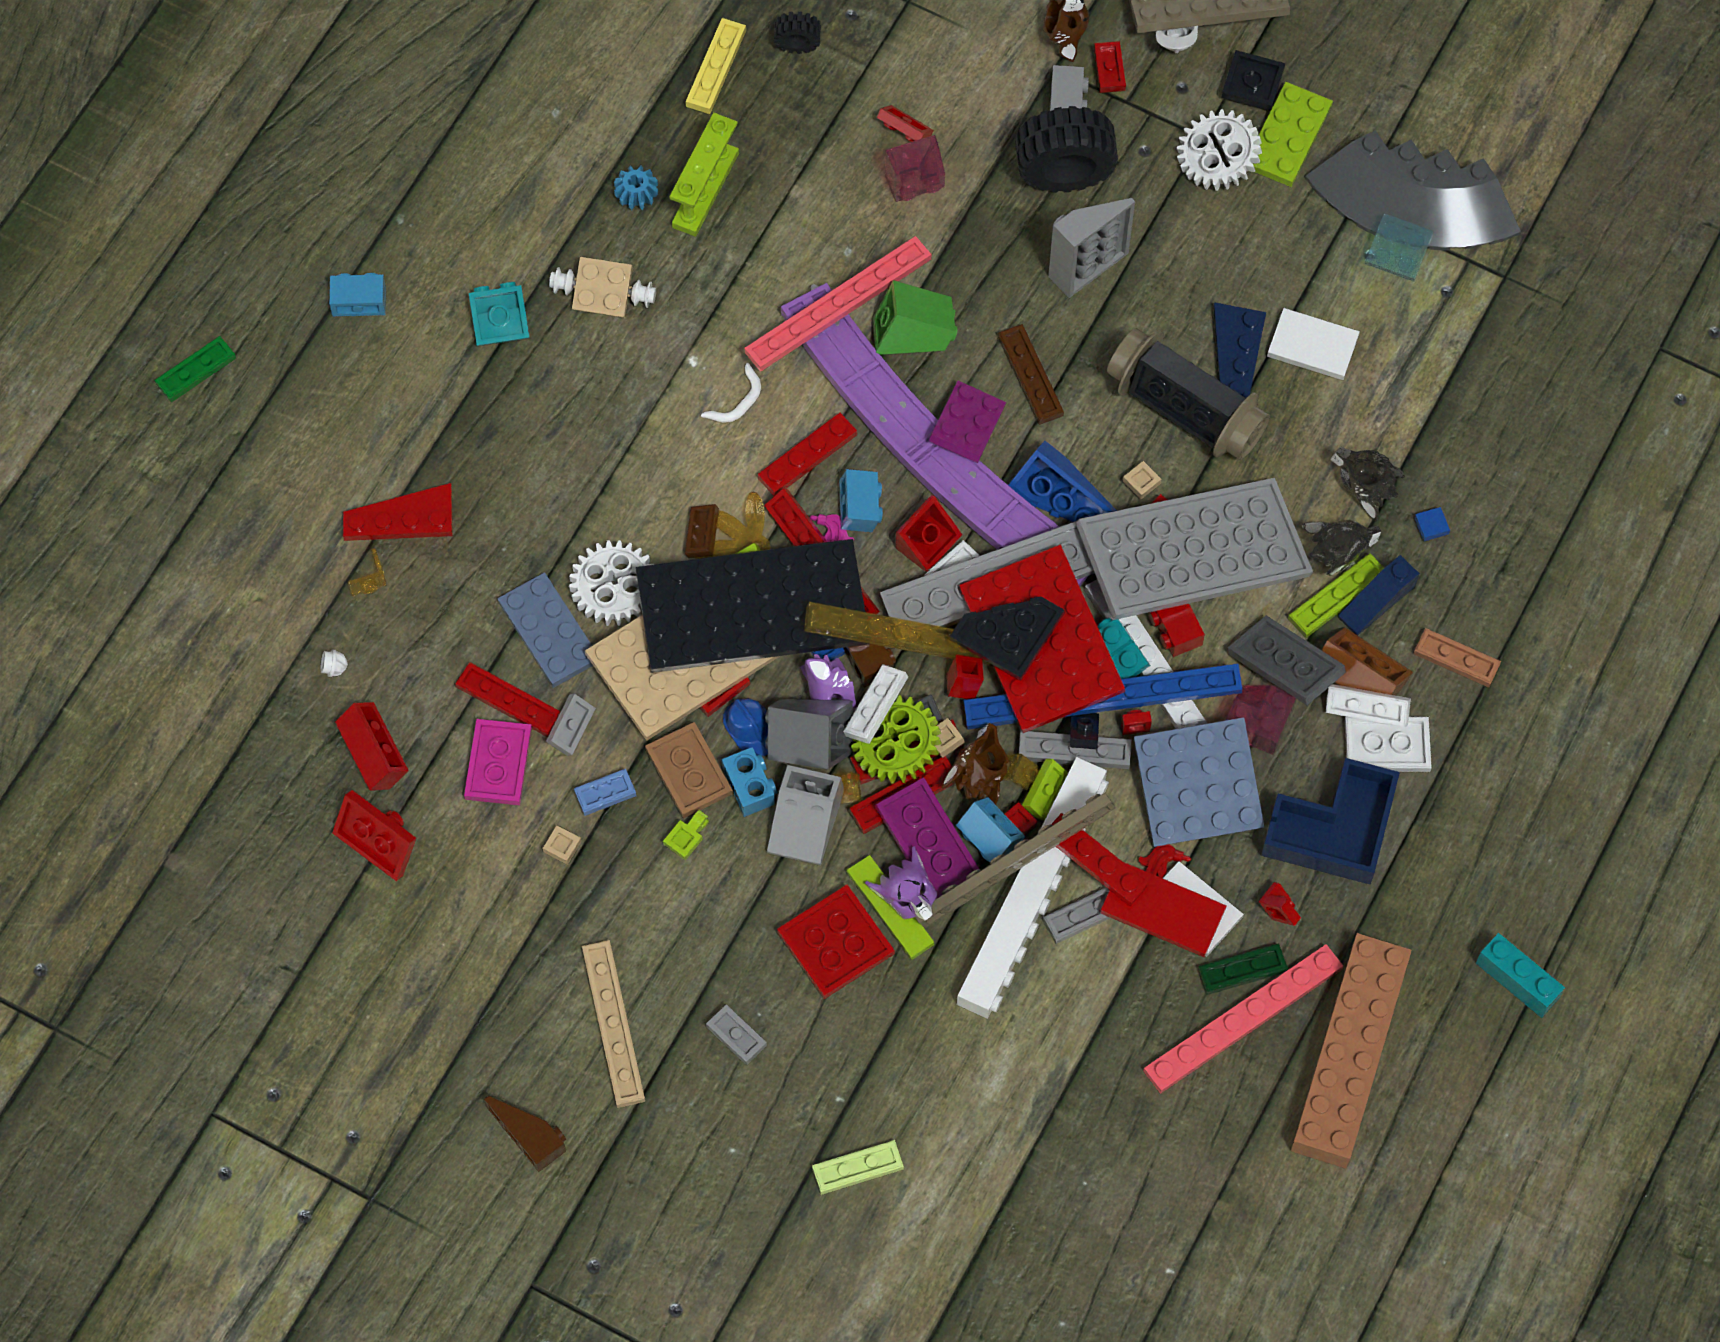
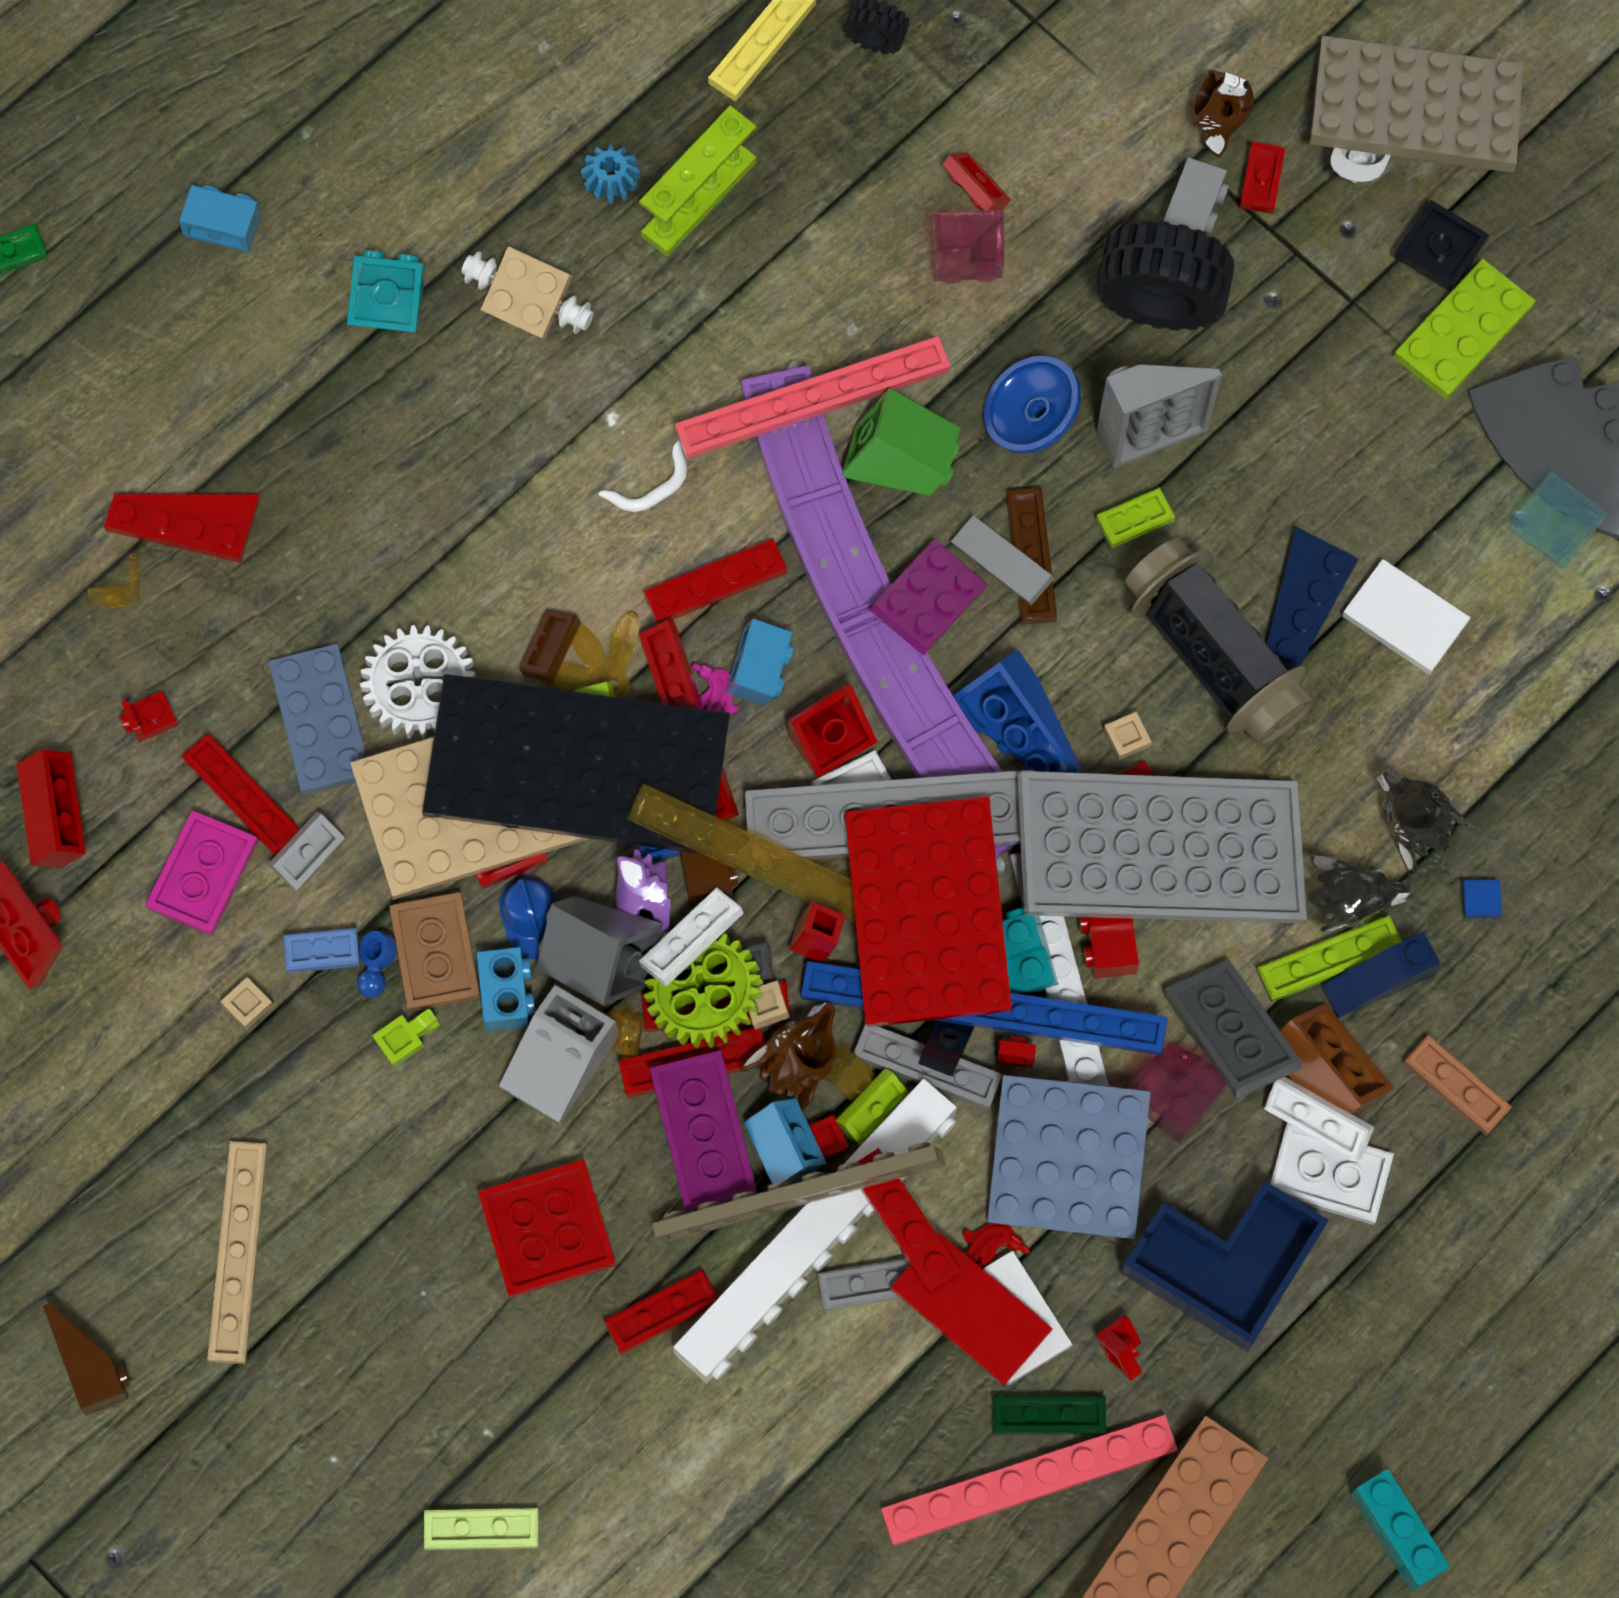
camera: 15 degrees right, 5 degrees up
(333, 663) = (40, 687): white plate -> none
(420, 663) = (148, 717): none -> red bracket
(648, 804) = (376, 952): none -> blue plate
(736, 1034) = (384, 1313): light grey plate -> none
(905, 887) = (652, 1183): medium lavender piece -> none
(907, 932) = (629, 1203): lime tile -> none
(938, 977) = (661, 1312): none -> red tile
(989, 261) = (1023, 395): none -> blue dish
(1009, 633) = (885, 896): black plate -> none
(1011, 382) = (1002, 560): none -> light grey tile
(1097, 327) = (1135, 518): none -> lime plate
(1241, 139) = (1335, 333): white gear -> none

